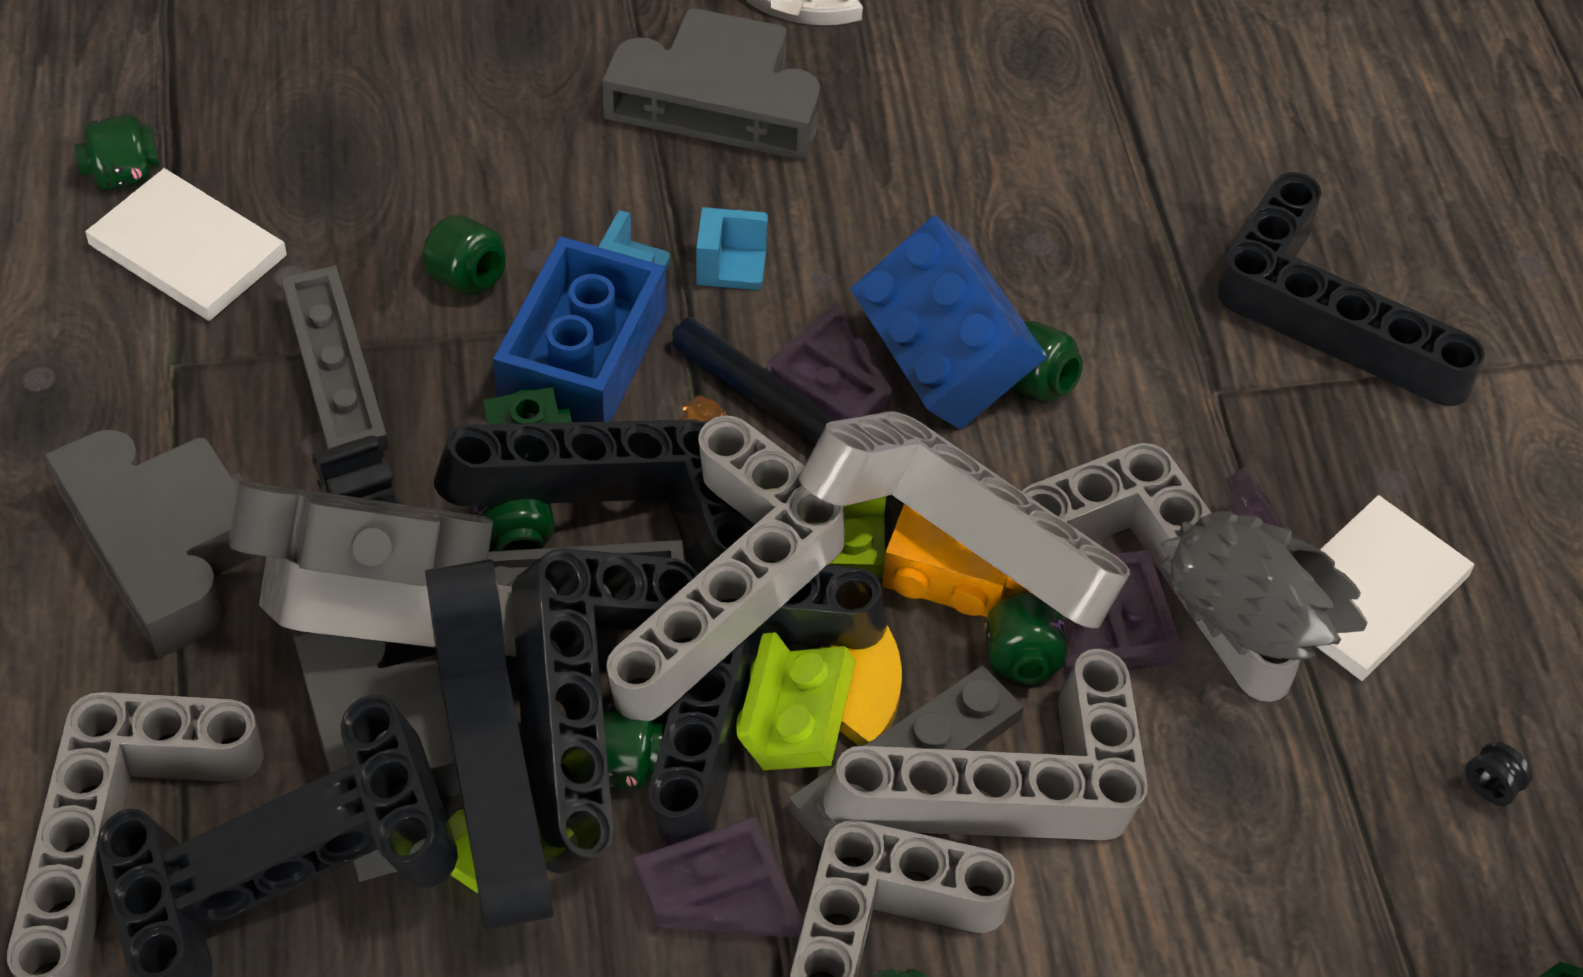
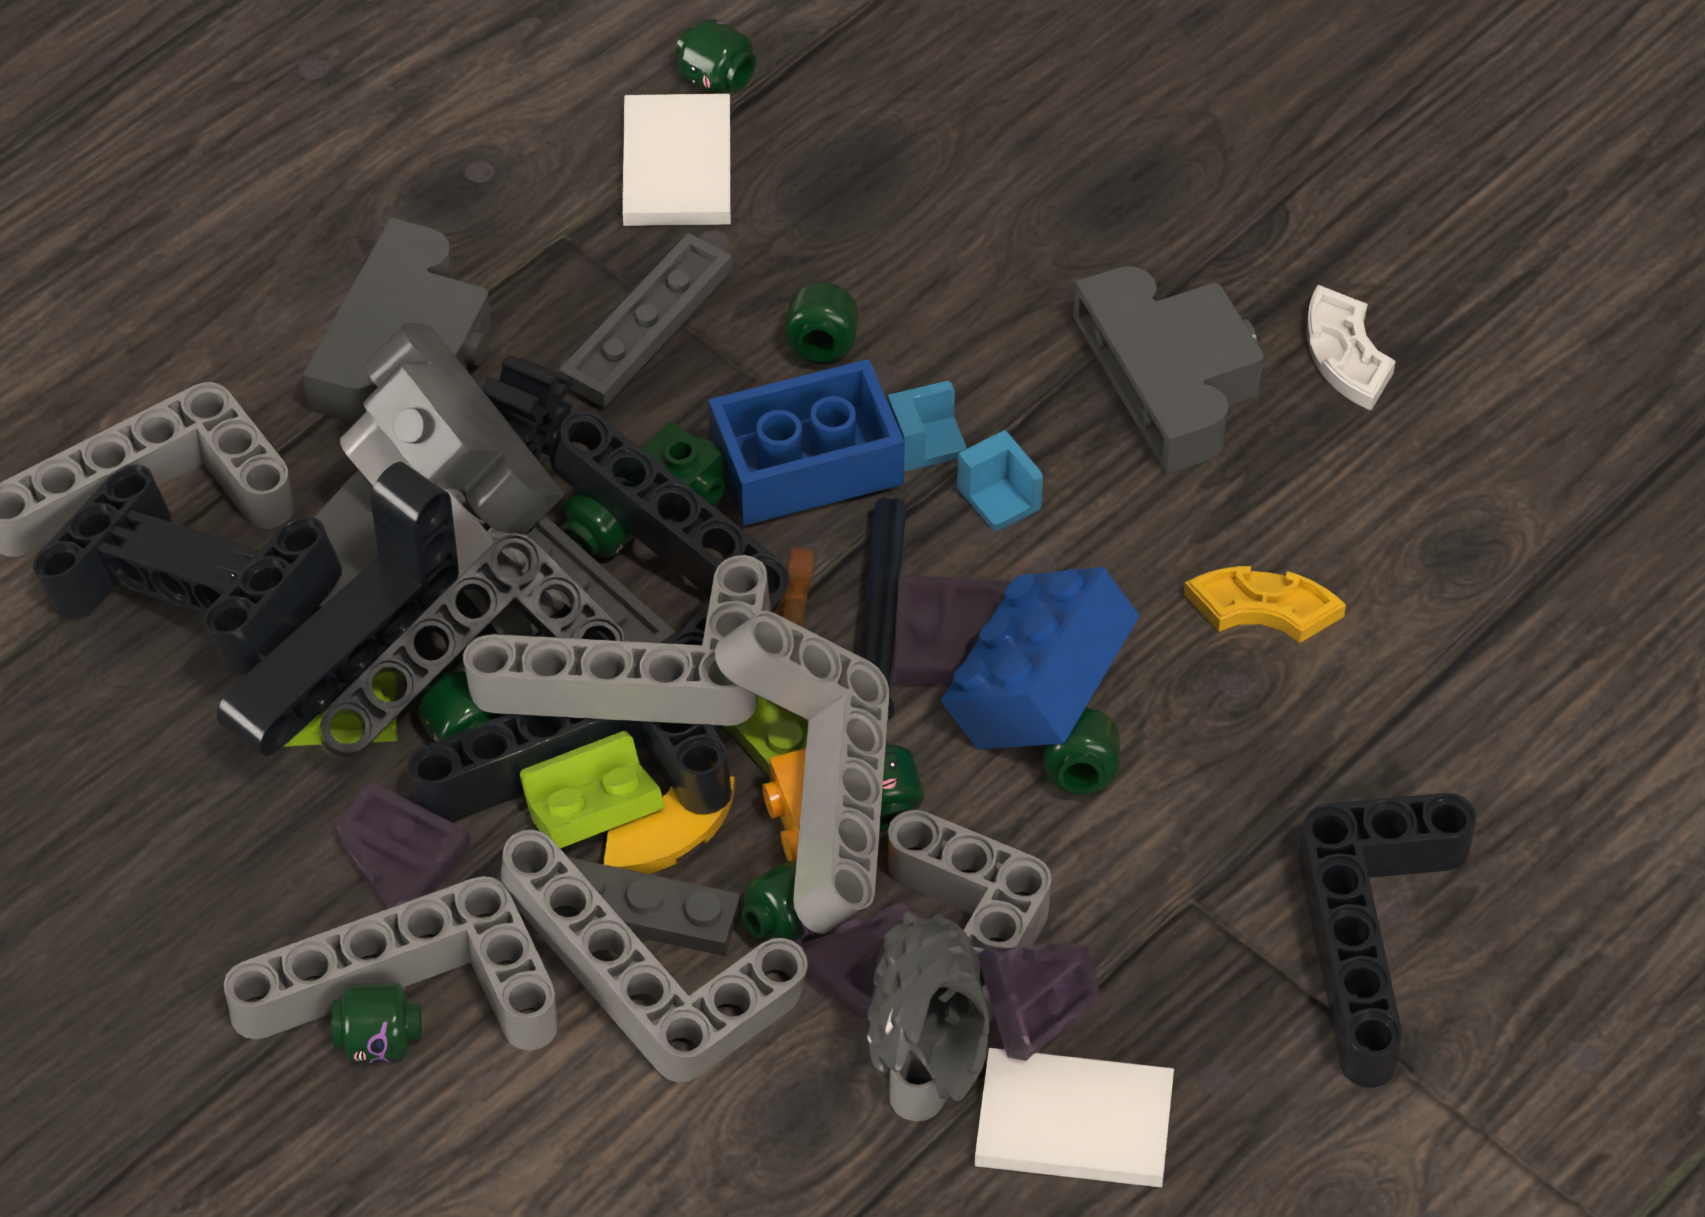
camera: 55 degrees right, 0 degrees up
(977, 179) = (1274, 600): none -> yellow tile

